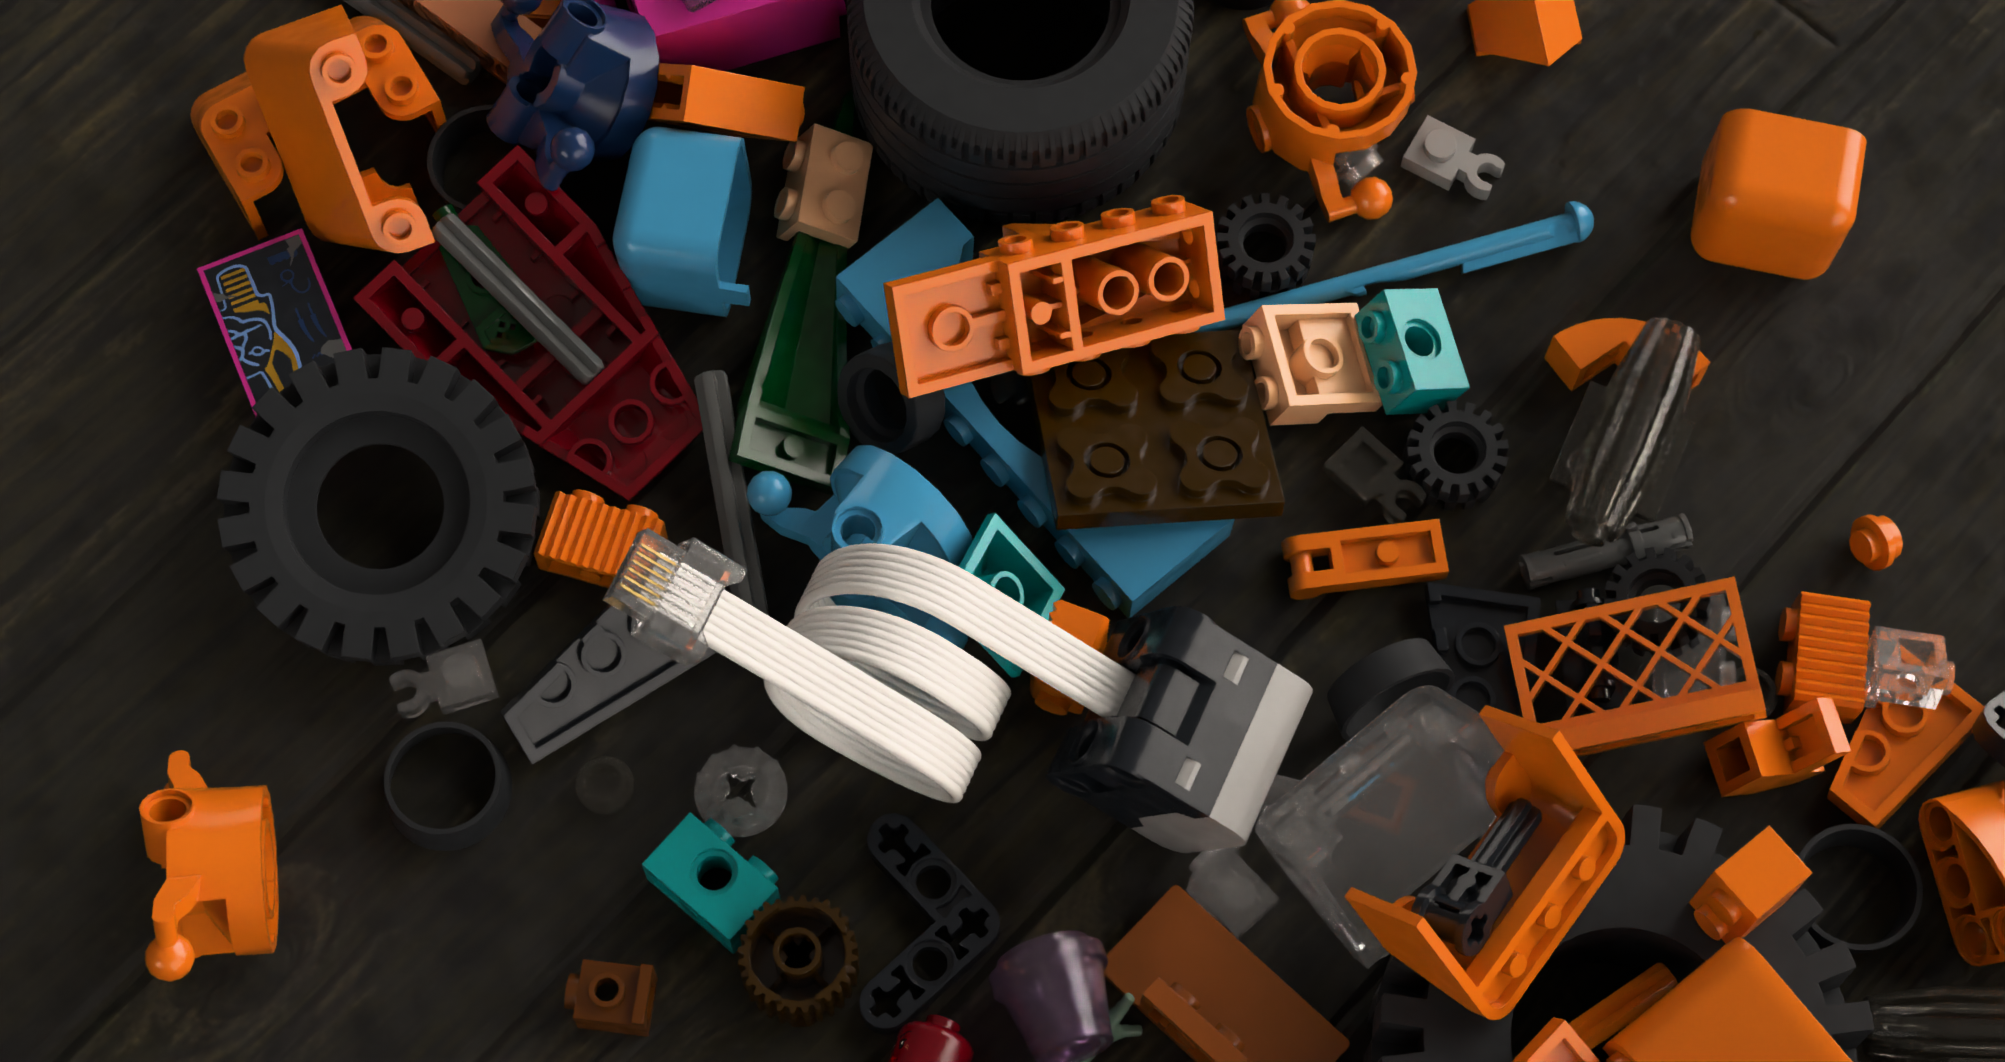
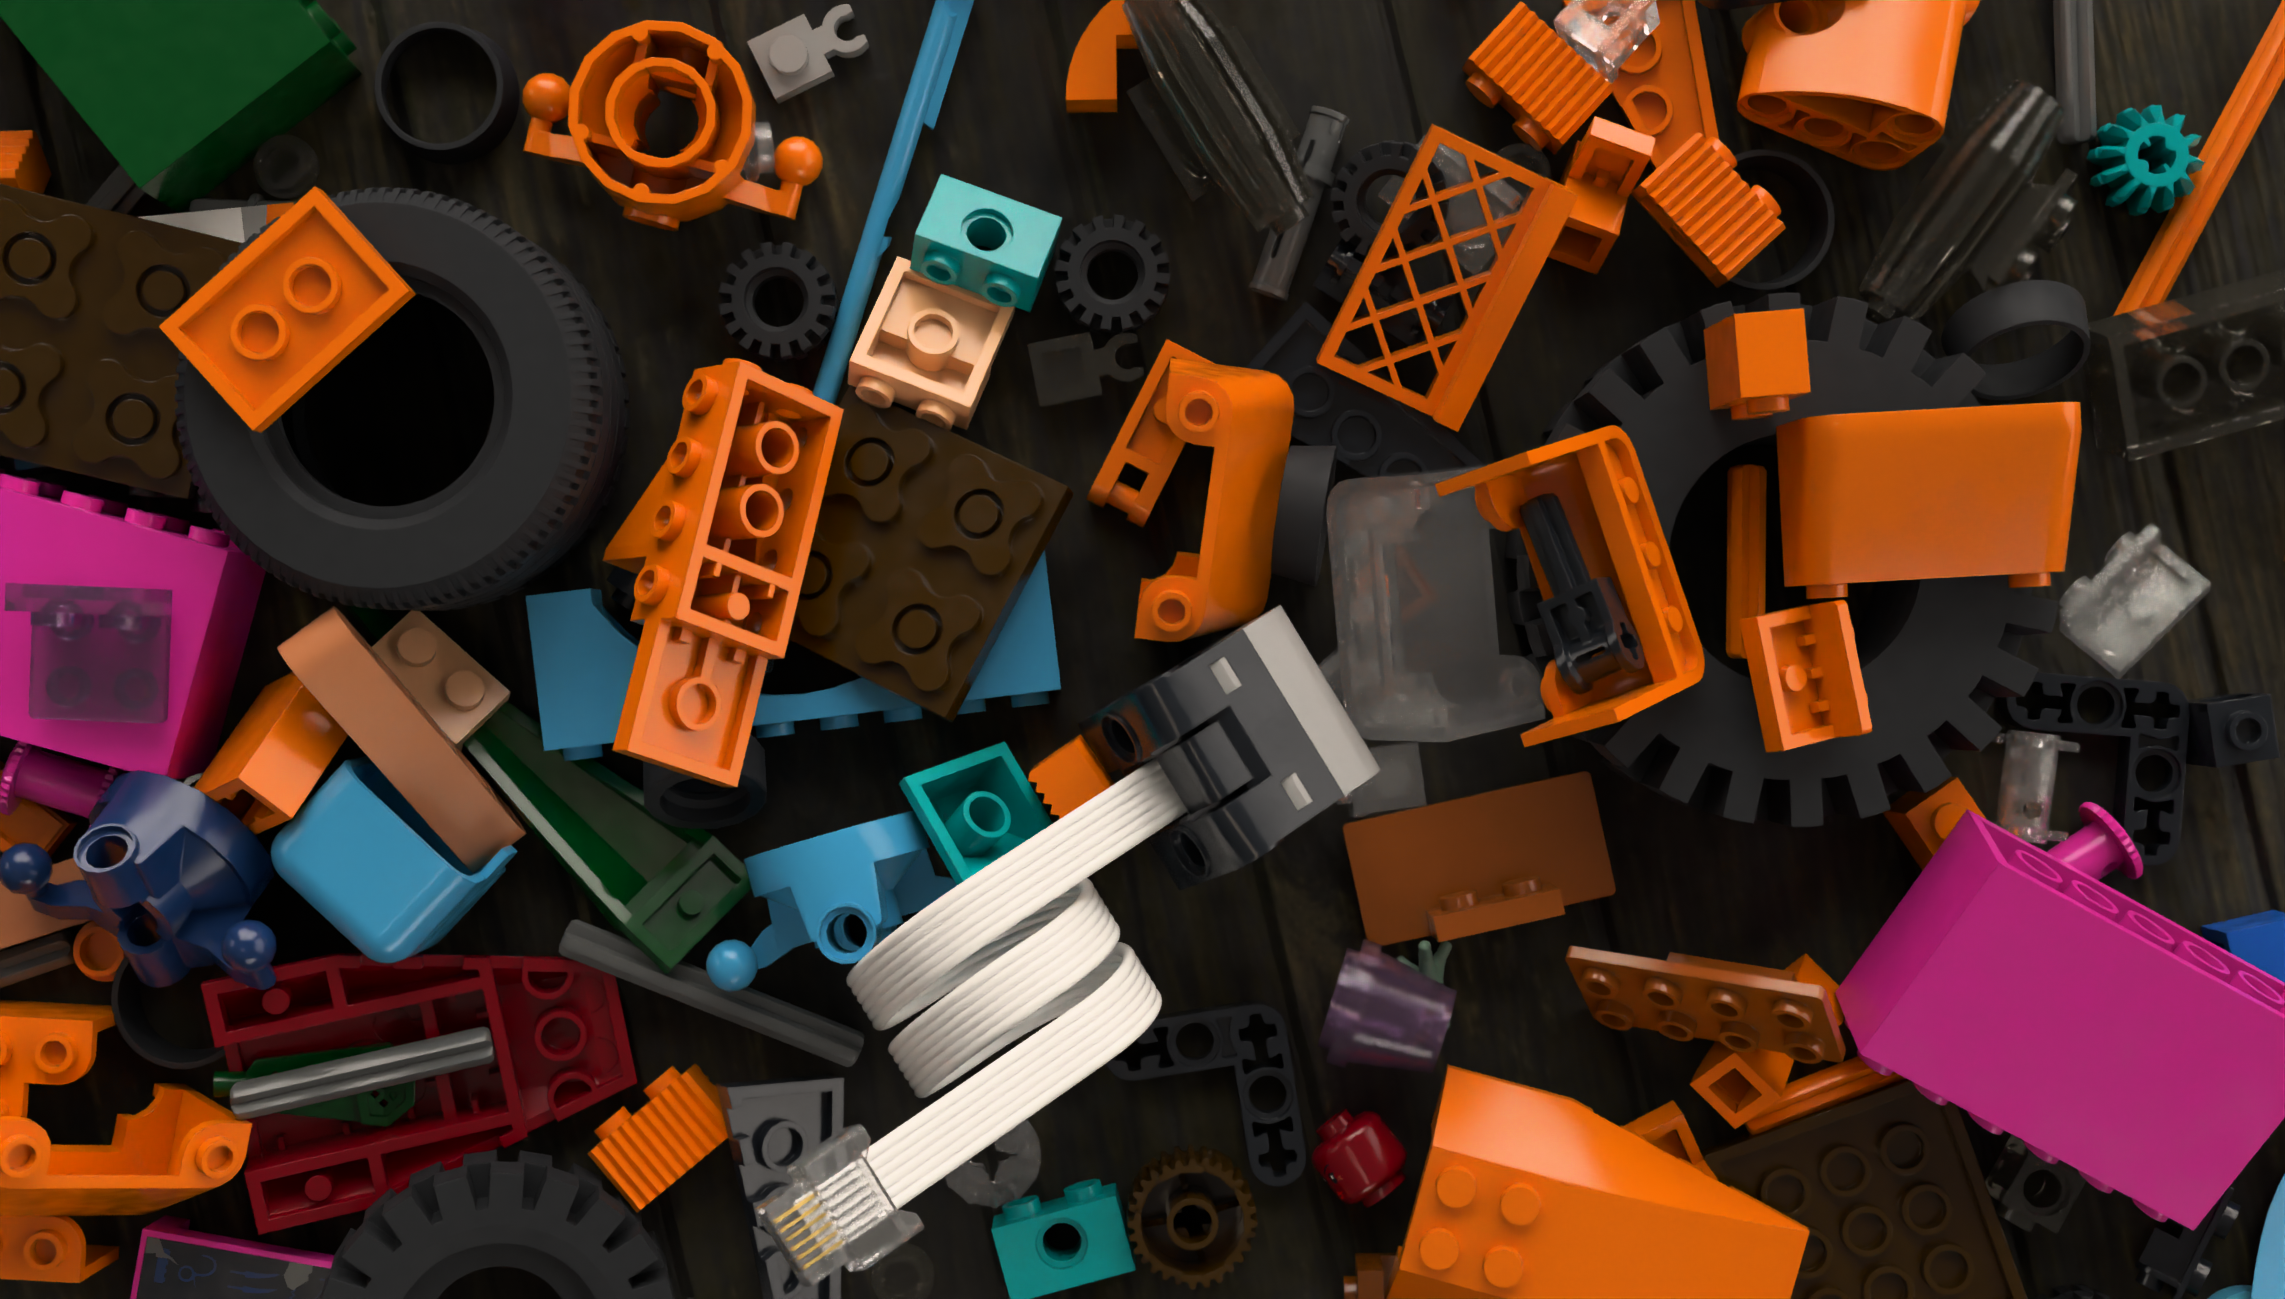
camera: 55 degrees left, 20 degrees up
(481, 88) = (97, 952): none -> orange plate
(783, 168) = (401, 738): none -> nougat beam
(1399, 600) = (1250, 426): none -> orange windscreen
(1834, 827) = (1710, 208): none -> orange brick

